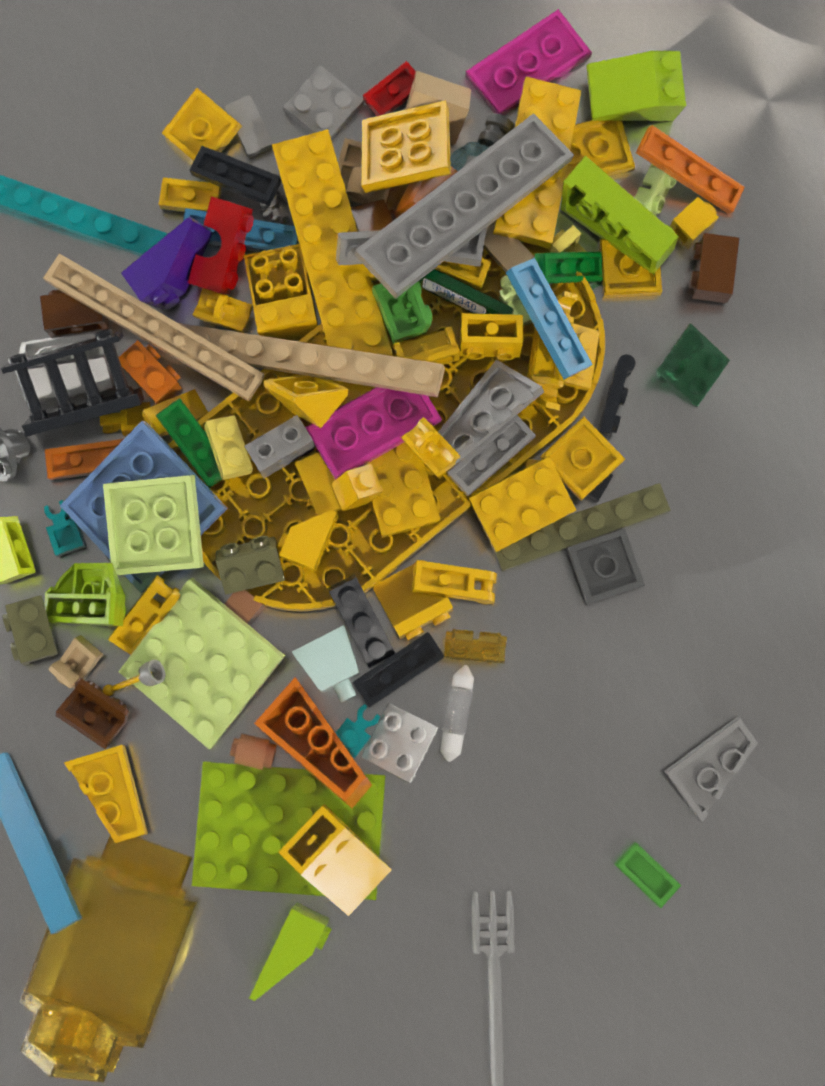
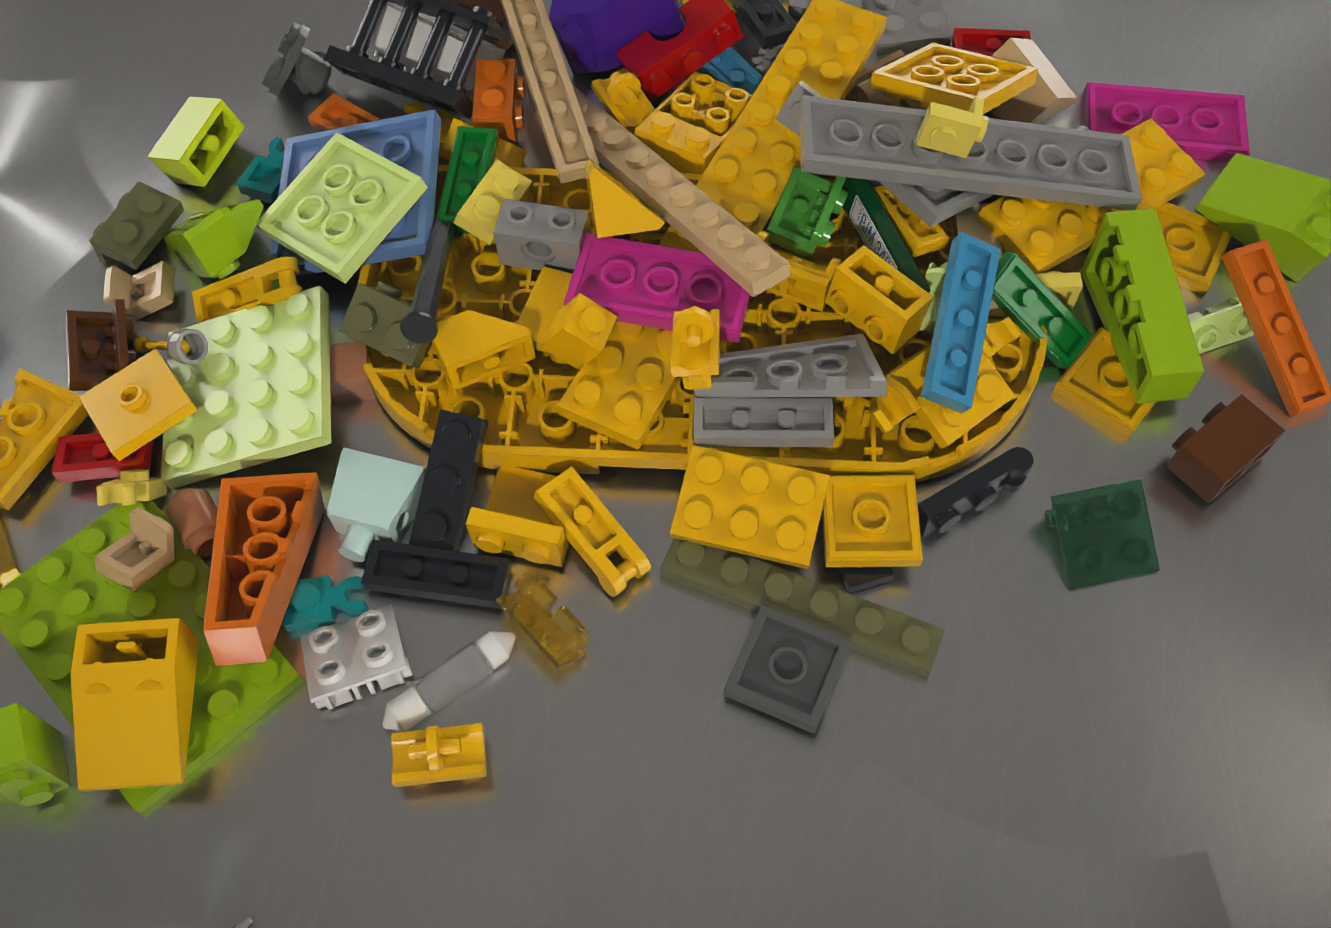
camera: 40 degrees right, 20 degrees down
(157, 724) = (137, 404): none -> yellow plate
(164, 764) = (89, 458): none -> red plate
(204, 767) = (131, 487): none -> light yellow plate
(251, 793) = (140, 552): none -> tan bracket
(252, 527) = (420, 323): none -> black axle
(457, 206) = (953, 129): none -> light yellow bracket
(490, 751) = (438, 754): none -> yellow hips
(694, 221) = (1231, 376): yellow brick -> none

